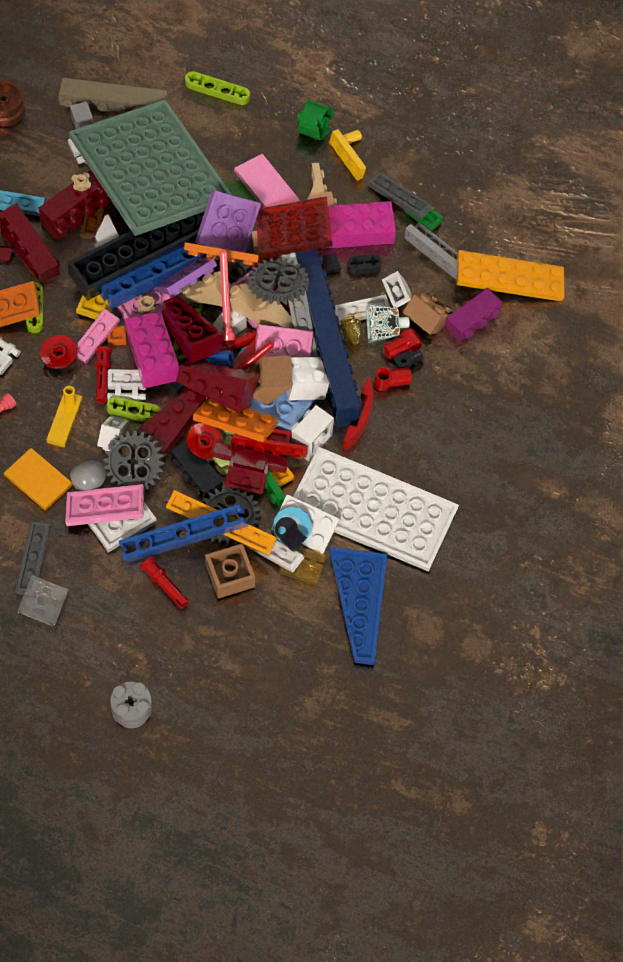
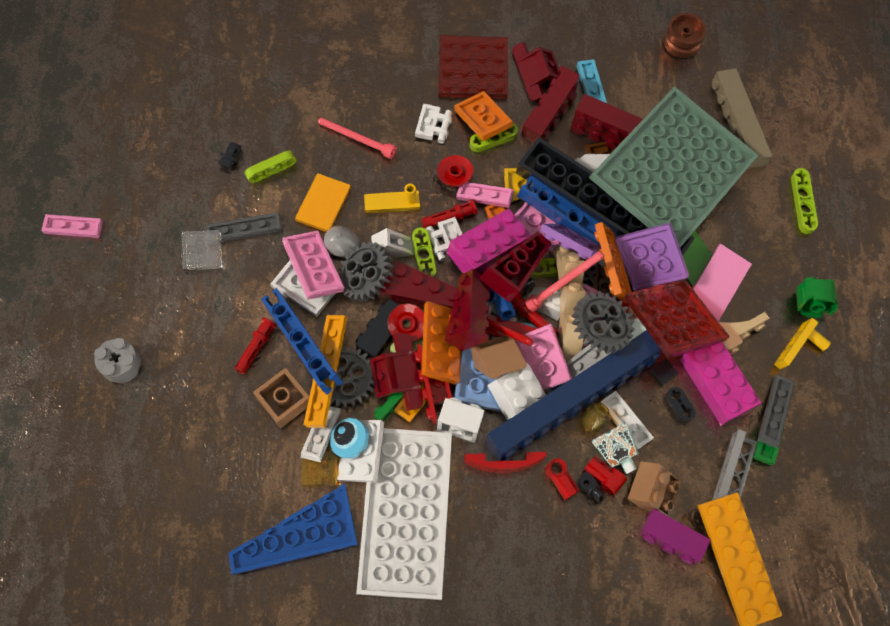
camera: 70 degrees right, 5 degrees up
(81, 115) = (706, 98): light grey brick -> none
(81, 186) = (623, 118): tan plate -> none
(146, 300) = (531, 223): tan plate -> none
(293, 538) = (332, 443): black tile -> none
(397, 289) = (661, 447): white slope -> none

